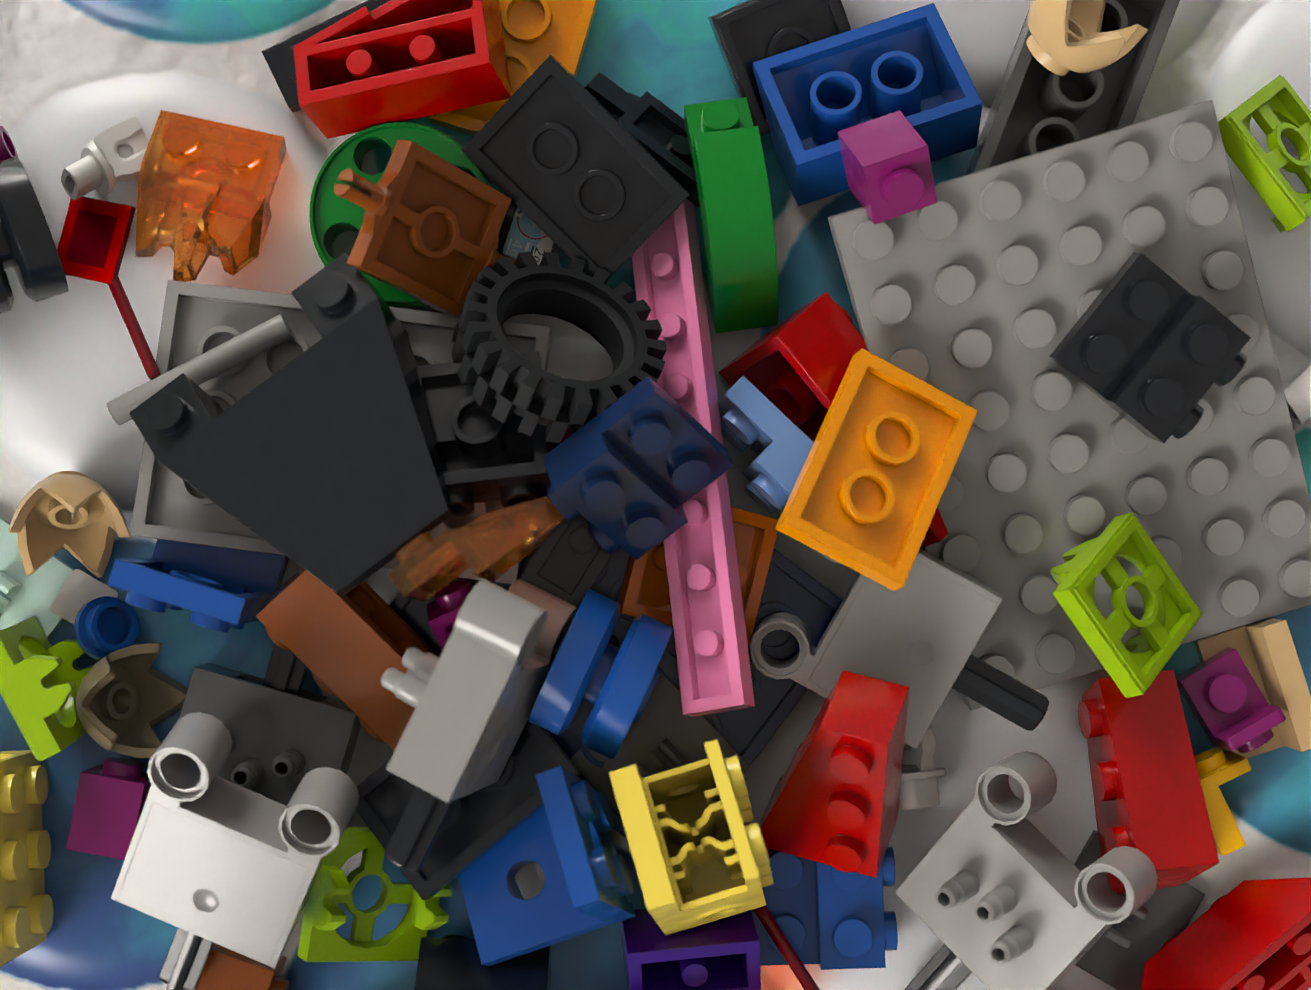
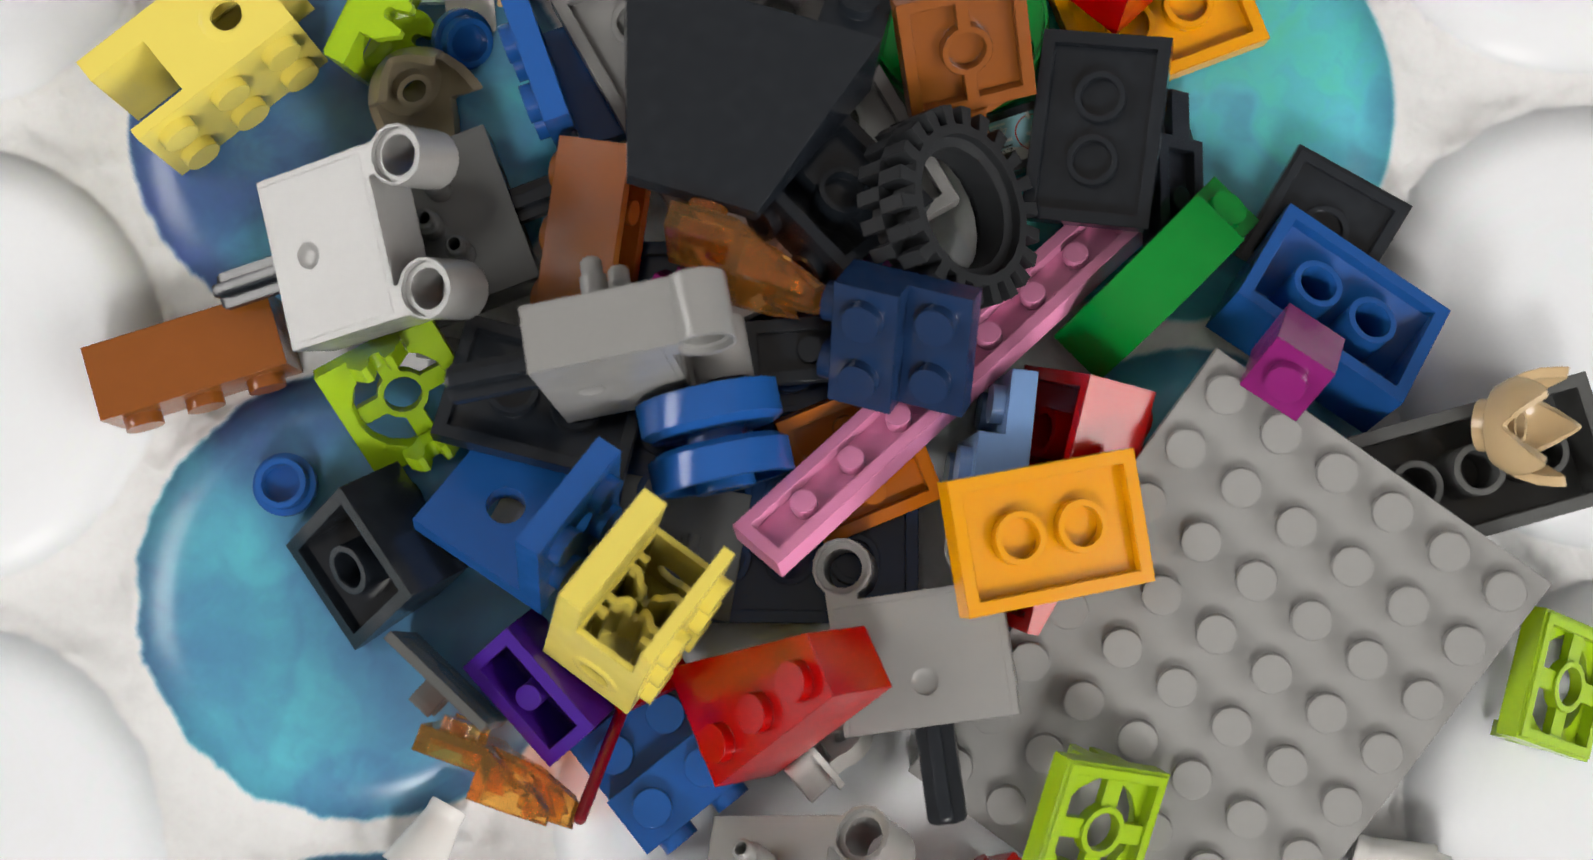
camera: 60 degrees right, 5 degrees down
(108, 807) = (318, 135): magenta brick -> none
(1152, 349) = (1313, 687): black plate -> none

